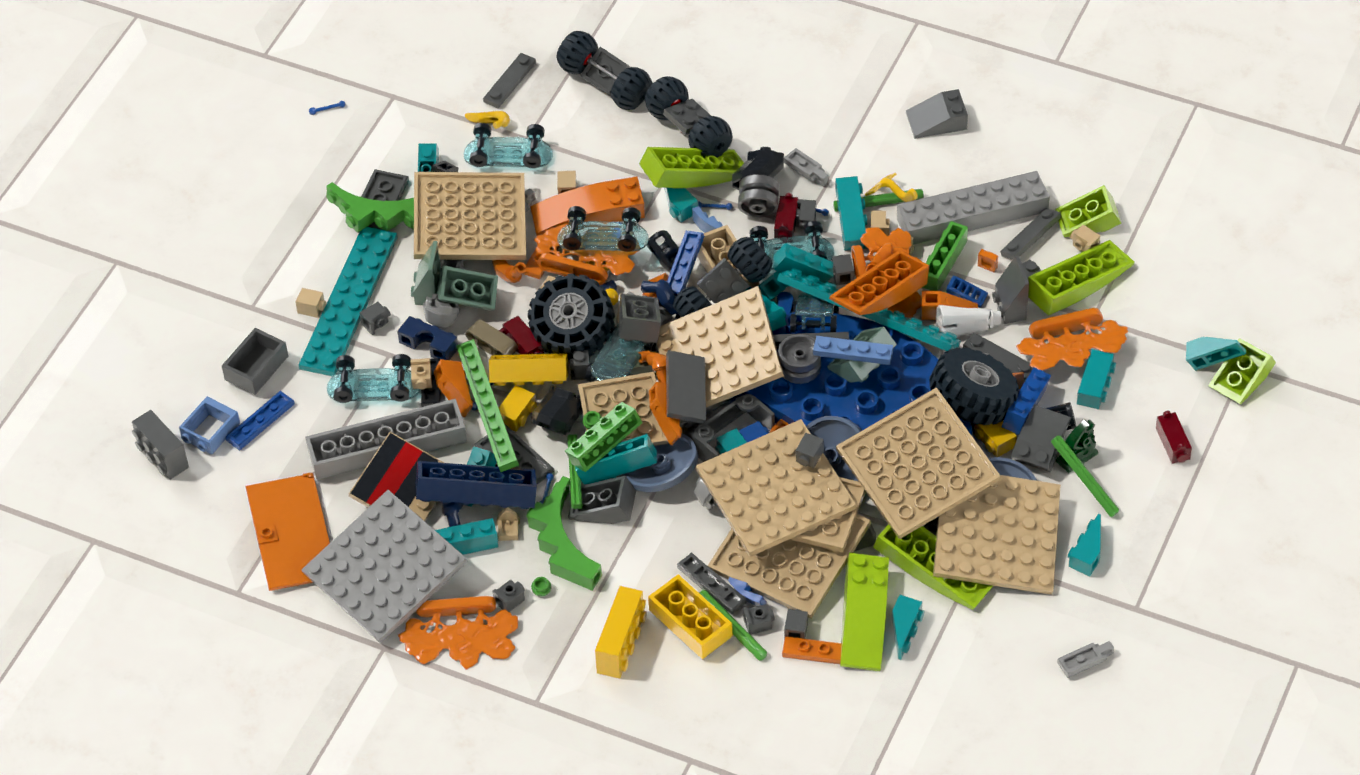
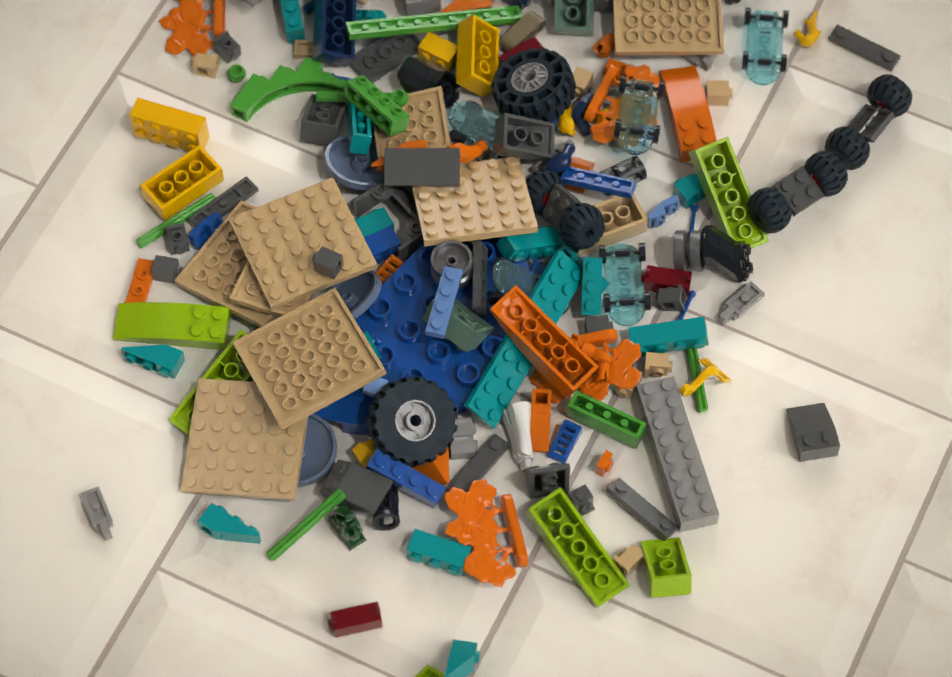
camera: 90 degrees right, 10 degrees up
(532, 612) = (205, 65): none -> tan brick
(579, 365) = (486, 98): dark grey brick -> none

